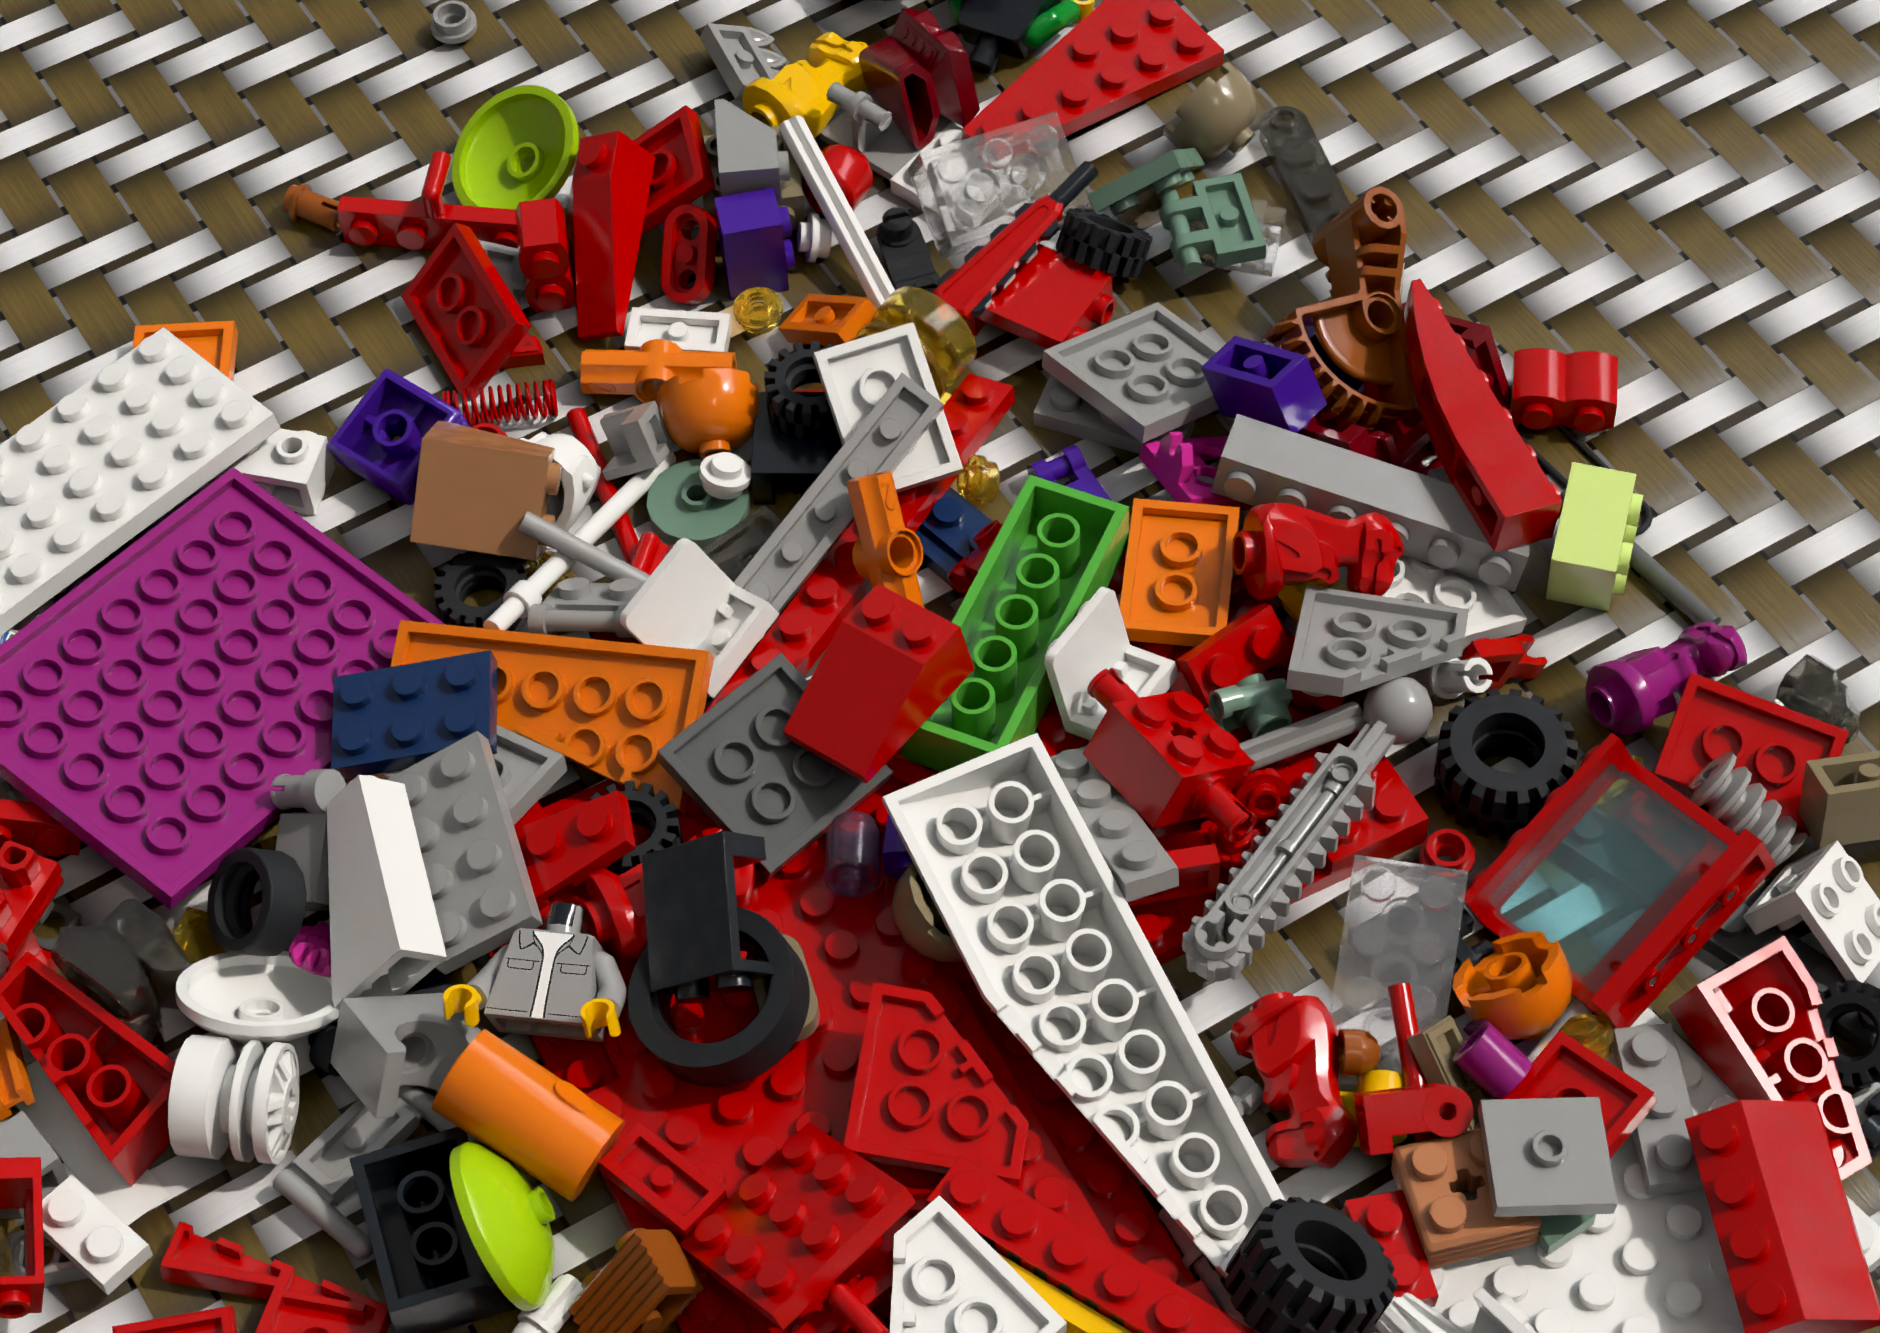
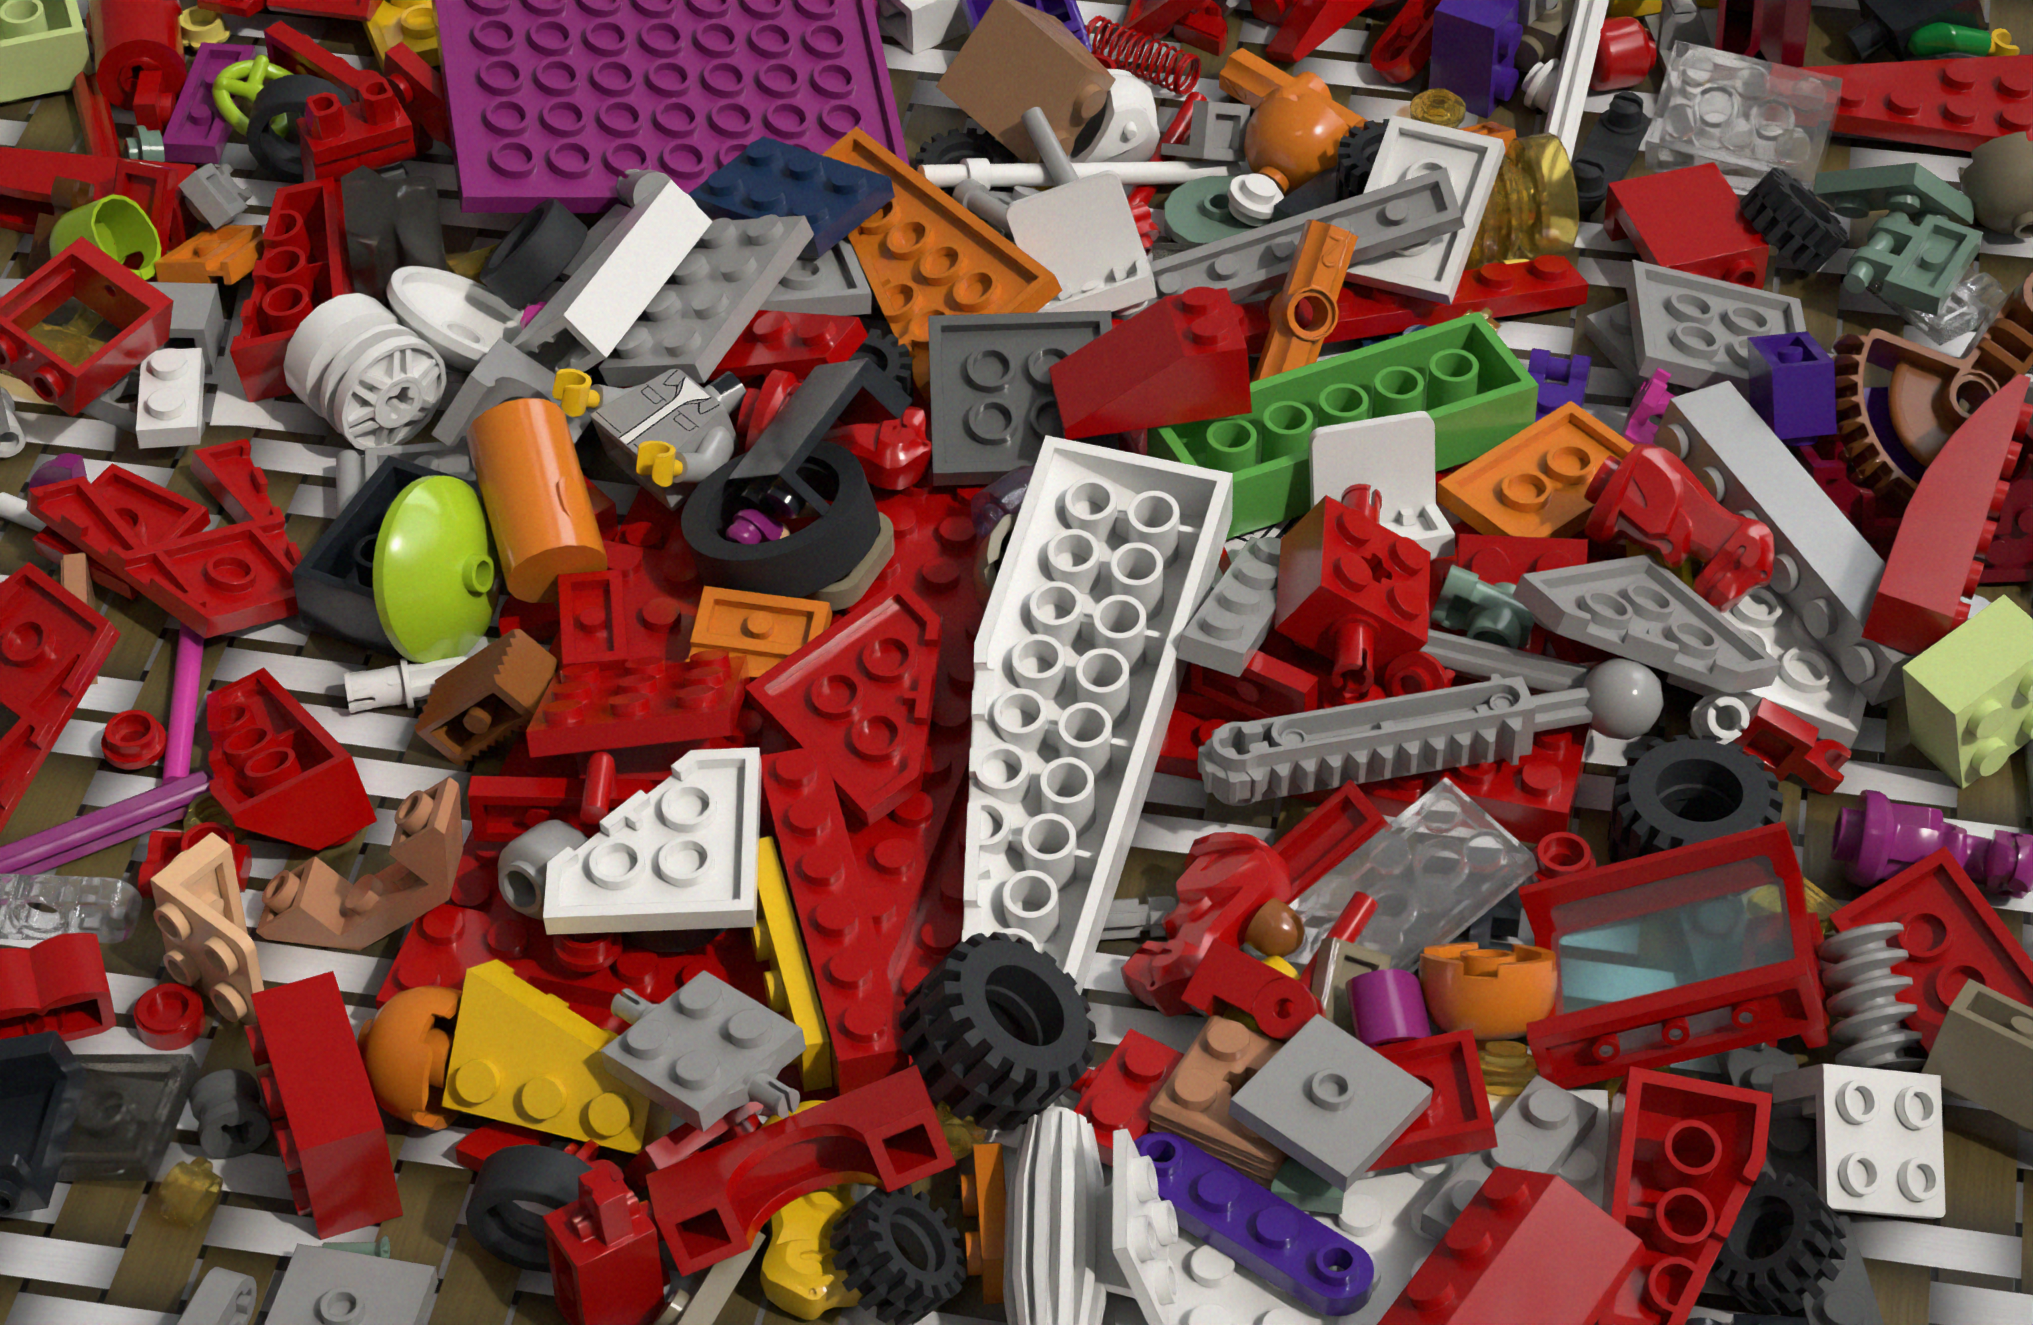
camera: 40 degrees right, 10 degrees down
(567, 1214) = (534, 619): none -> red tile
(688, 329) = (1352, 85): white plate -> none
(716, 1018) = (755, 527): none -> magenta arm
(788, 1095) = (756, 625): none -> orange plate
(1011, 245) = (1660, 173): red sword -> none
(1306, 952) = (1328, 836): none -> red tile
(1557, 1278) = (1259, 1228): none -> dark purple plate

